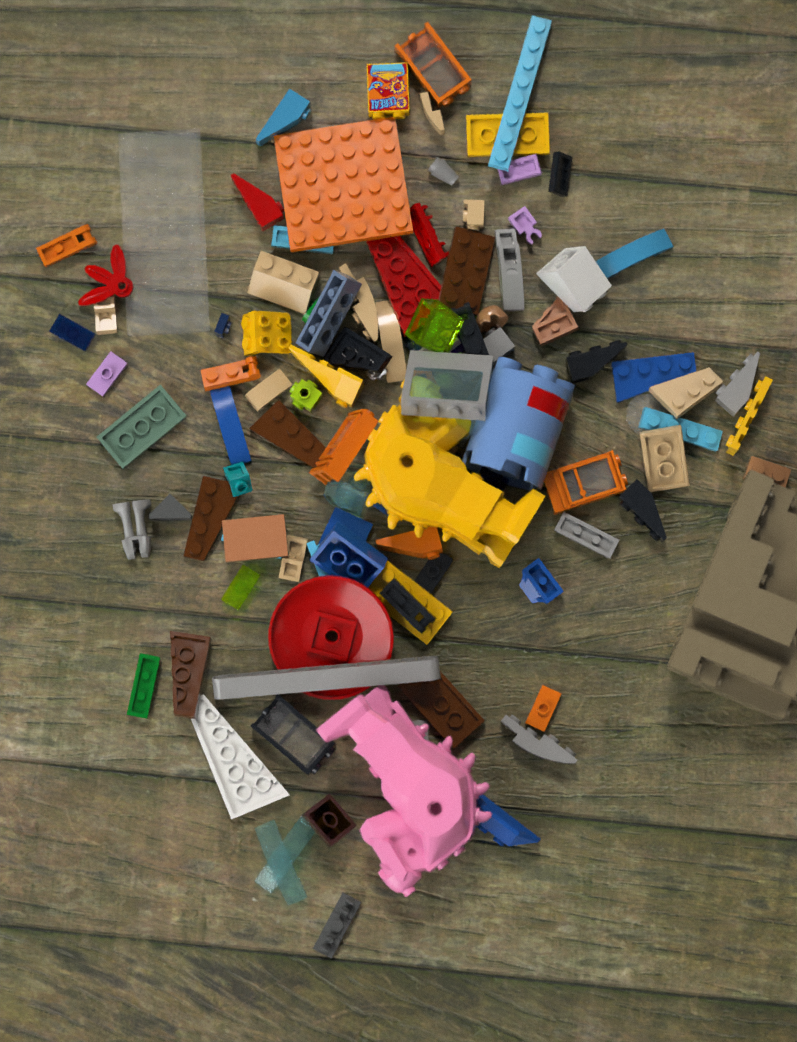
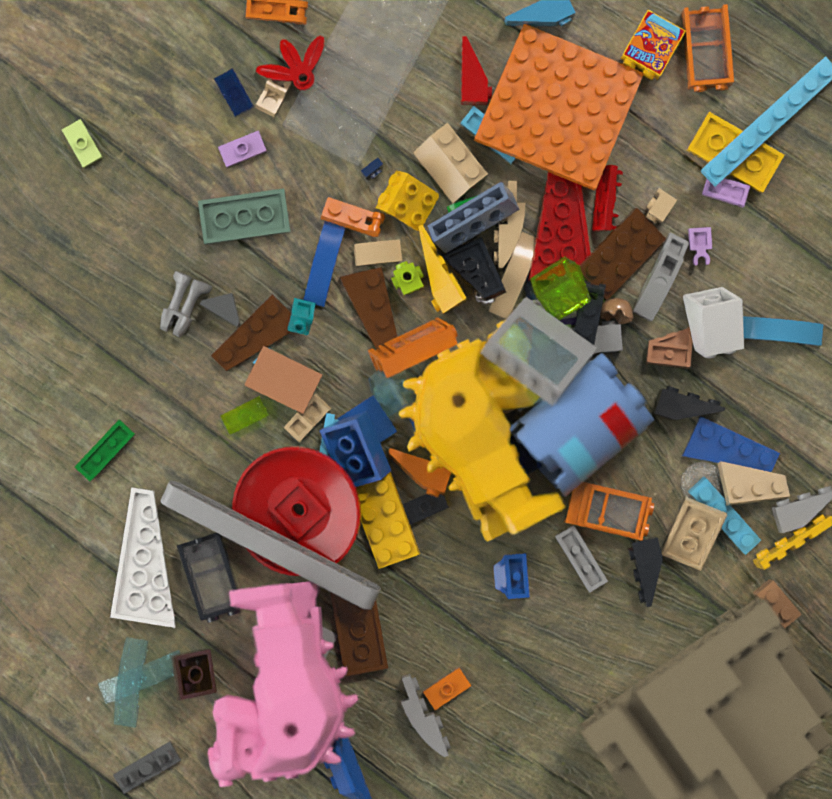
camera: 25 degrees right, 5 degrees up
(189, 663) = (157, 455): reddish brown wing -> none
(407, 605) = (382, 524): black plate -> none
(433, 117) = (679, 96): tan slope -> none
(442, 171) = (656, 150): light grey cone -> none
(560, 174) = (760, 217): black plate -> none

